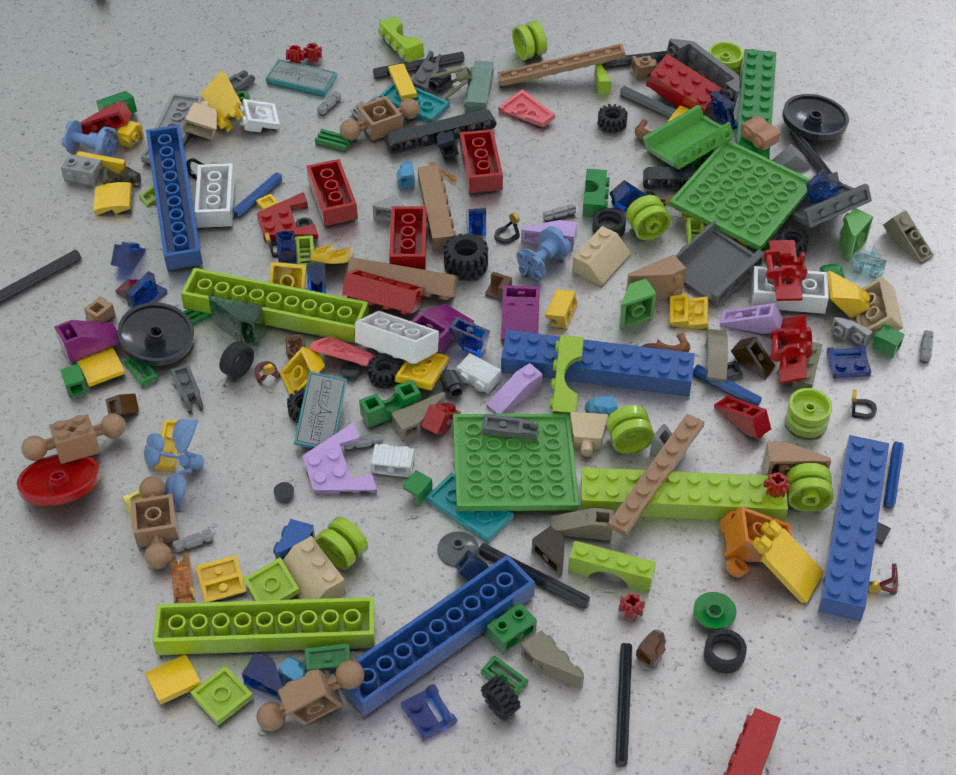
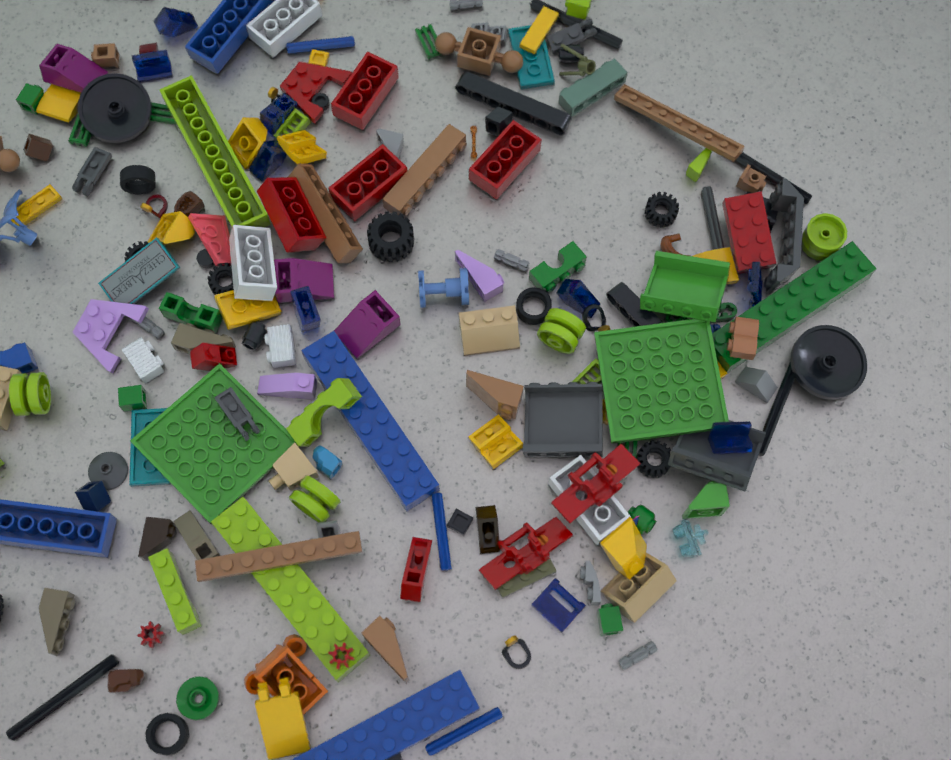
camera: 45 degrees right, 20 degrees up
(239, 319) = (175, 148): clear green slope -> none
(284, 492) = (56, 315): black tile -> none
(405, 175) = (437, 122): dark azure rock -> none
(476, 221) = (436, 210): clear blue slope -> none
(489, 675) = (27, 596): green tile -> none
(495, 289) = (385, 286): reddish brown panel -> none
(511, 628) = (60, 567): green brick -> none
(514, 219) = (452, 250): black piece -> none
(527, 109) = (605, 140): coral wing -> none
(529, 40) = (681, 75): lime wheel -> none
(539, 577) = (125, 542): black axle -> none
(562, 308) = (405, 347): yellow hinge -> none
(637, 304) = (454, 398): bright green slope -> none
(684, 345) = (437, 461): dark orange piece -> none
(717, 355) = (464, 498): dark tan slope -> none
(755, 319) = (531, 496): lavender slope -> none
(808, 412) = (465, 606): lime wheel -> none
(810, 487) = (374, 680): lime wheel -> none
(907, 236) = (755, 548): dark tan slope -> none

